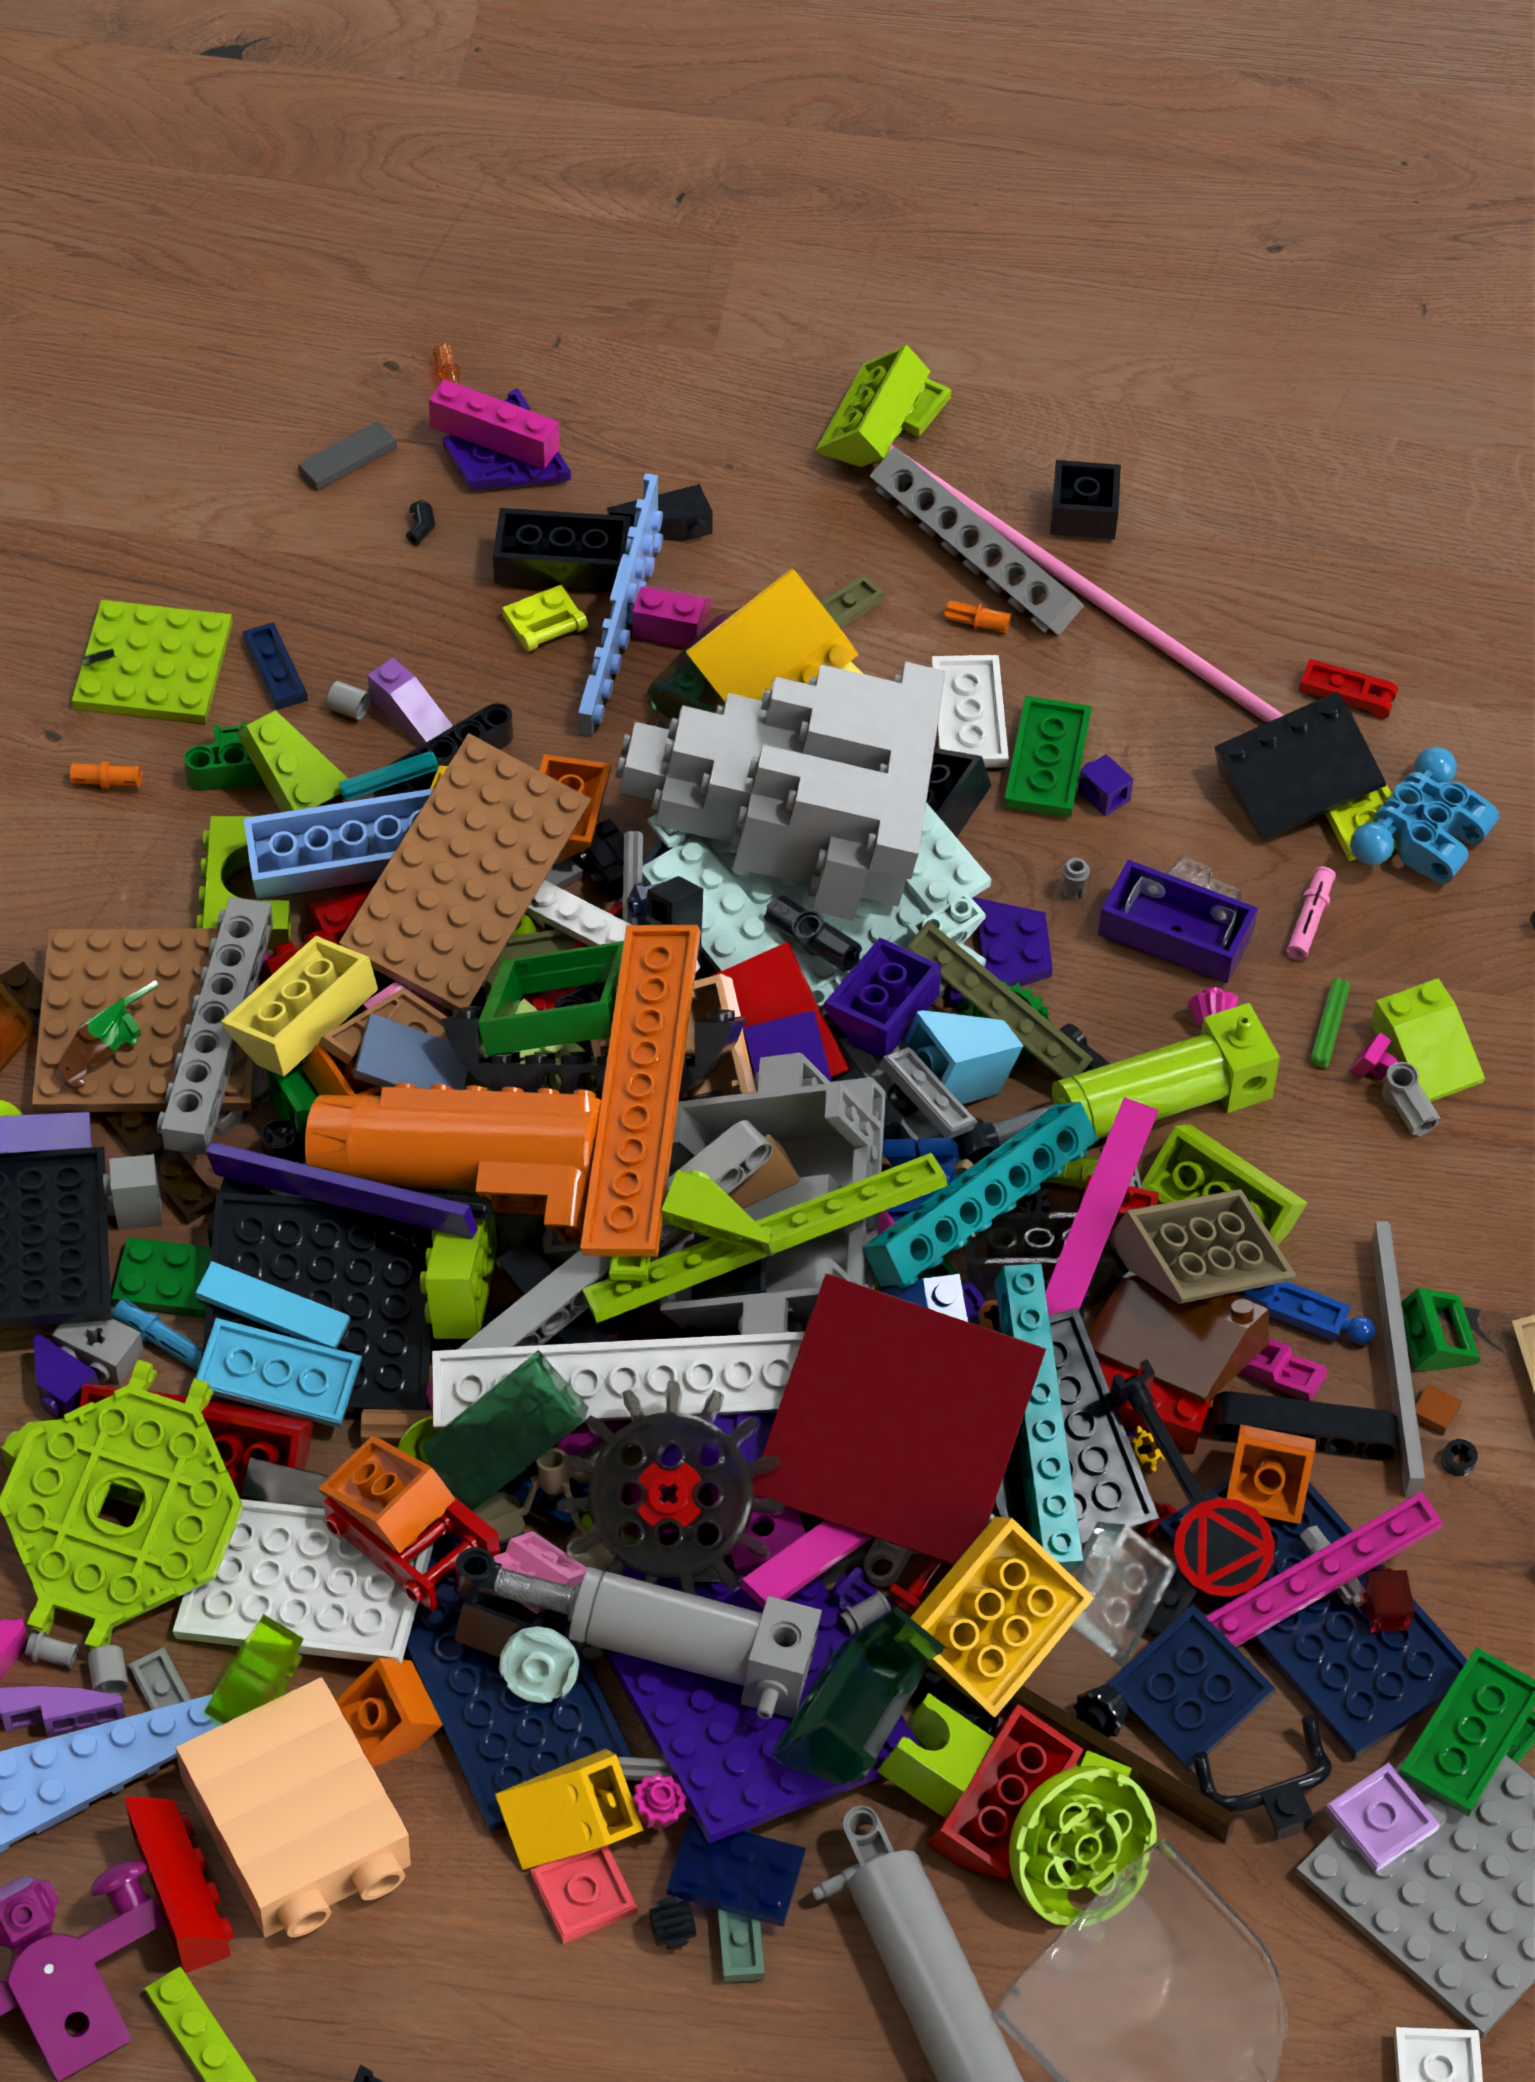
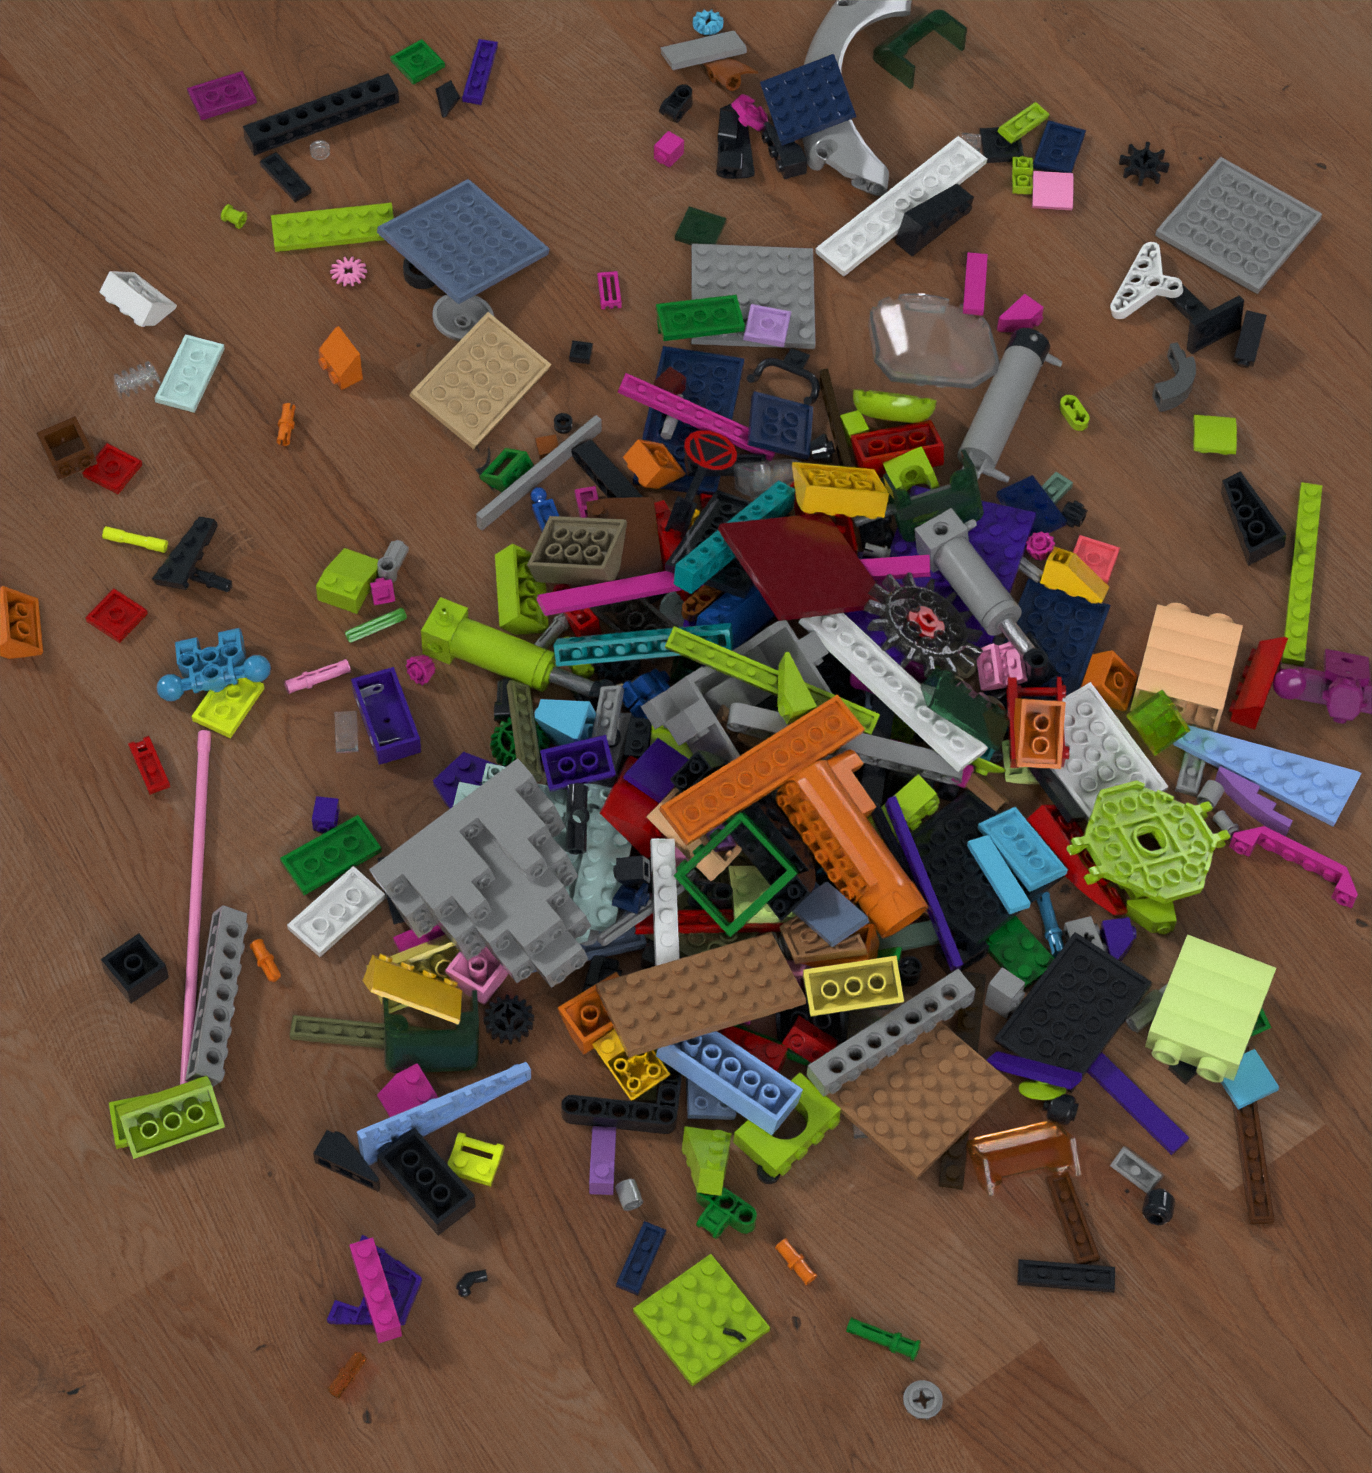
camera: 135 degrees left, 5 degrees up
(100, 1038) = (953, 1075): animal -> none
(347, 455) = (461, 1367): dark grey tile -> none
(388, 776) = (666, 1110): teal axle -> none
(539, 1664) = (1037, 629): light aqua tile -> none
(1075, 873) = (401, 778): light grey pin -> none
(1299, 766) = (234, 735): black slope -> none

